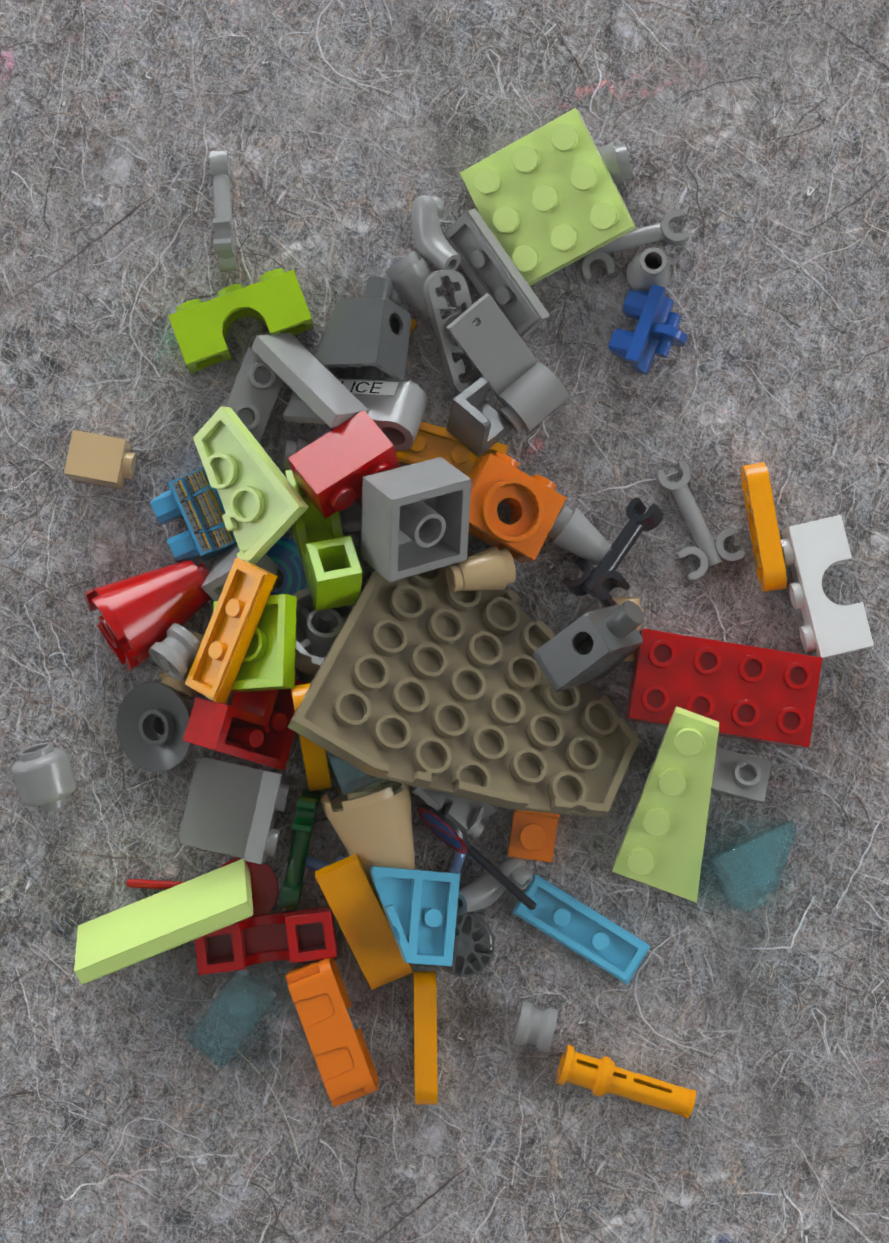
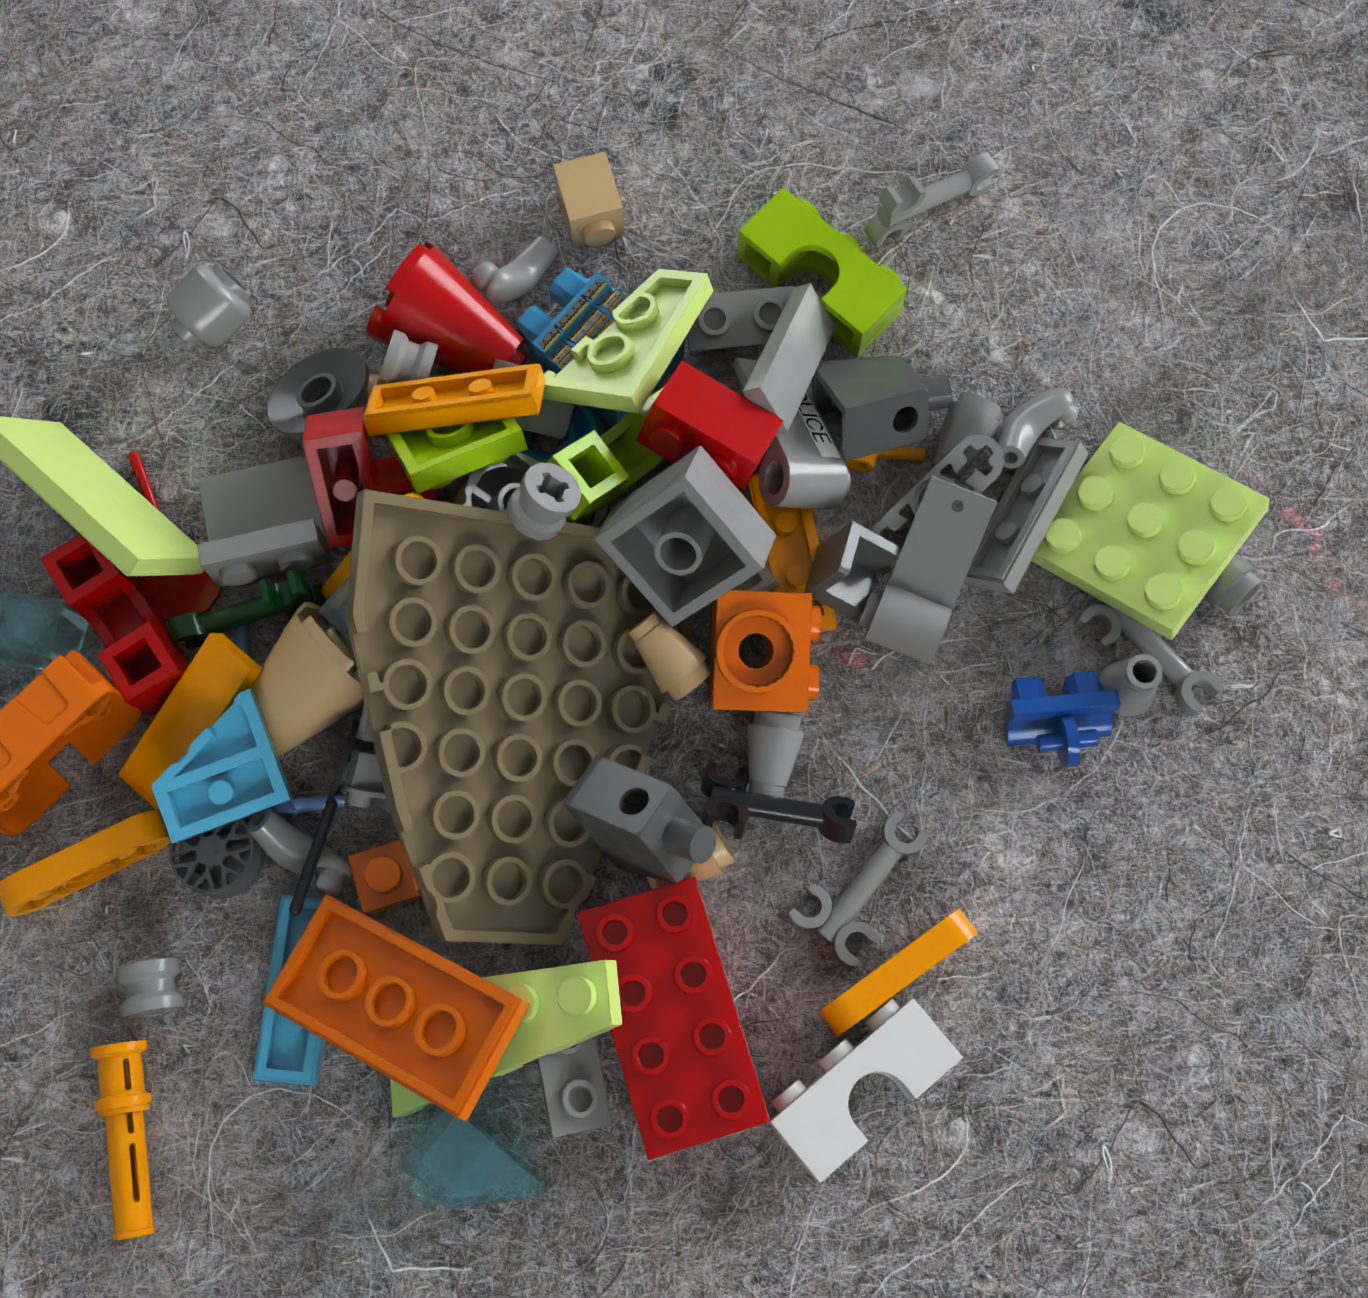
camera: 65 degrees right, 10 degrees down
(132, 540) = (517, 277): none -> light grey arm
(356, 610) = (543, 501): none -> light grey wheel
(631, 865) = (396, 1006): none -> orange tile

